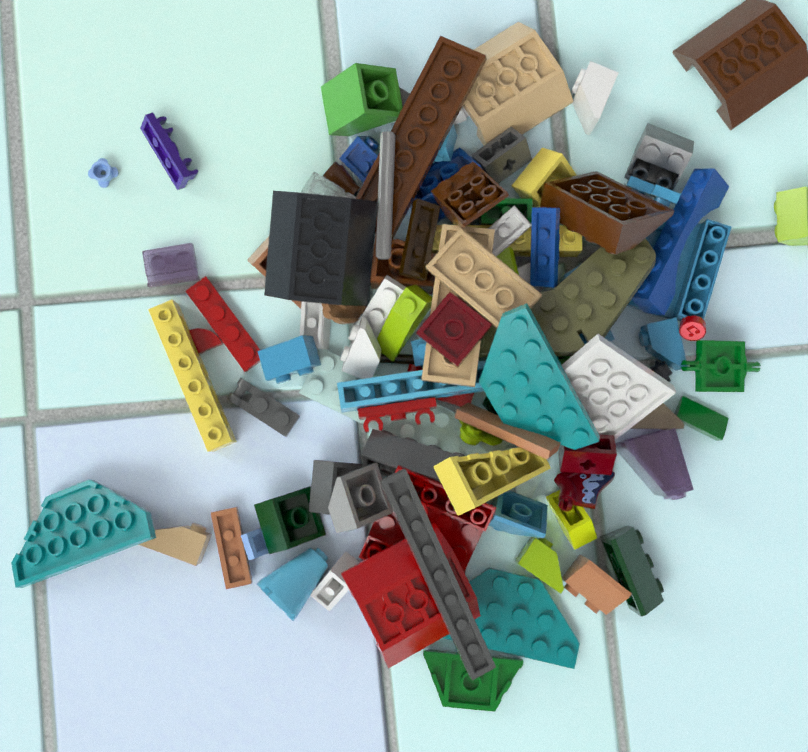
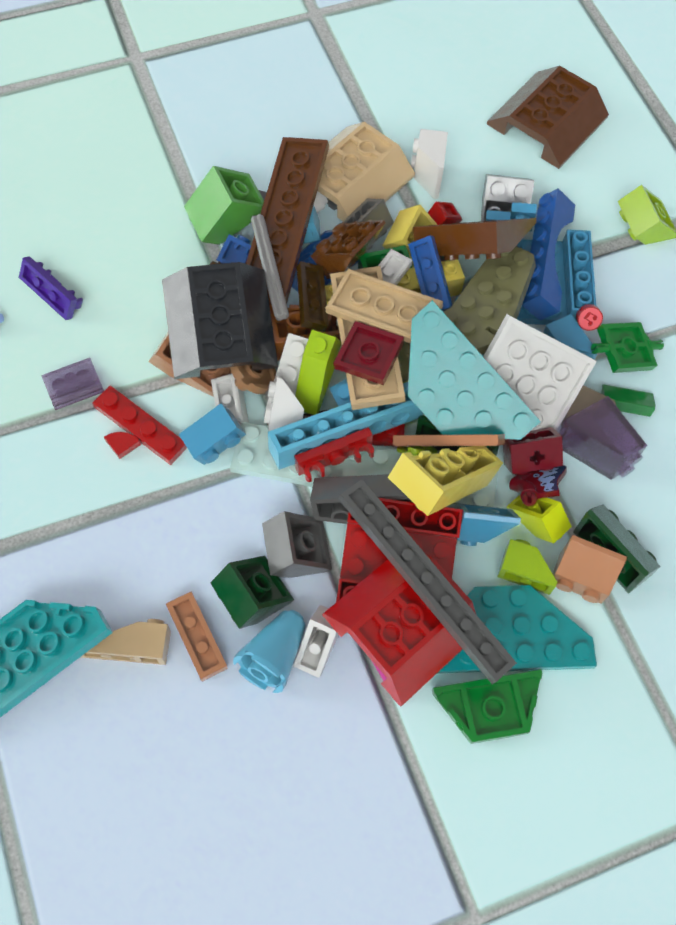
camera: 15 degrees left, 20 degrees down
(192, 376) = (118, 477): light yellow brick -> none
(254, 544) = (221, 623): light blue plate -> none
(264, 408) = (197, 491): dark grey plate -> none
(358, 499) = (319, 540): light grey slope -> none
(589, 158) = (444, 213): none -> red slope

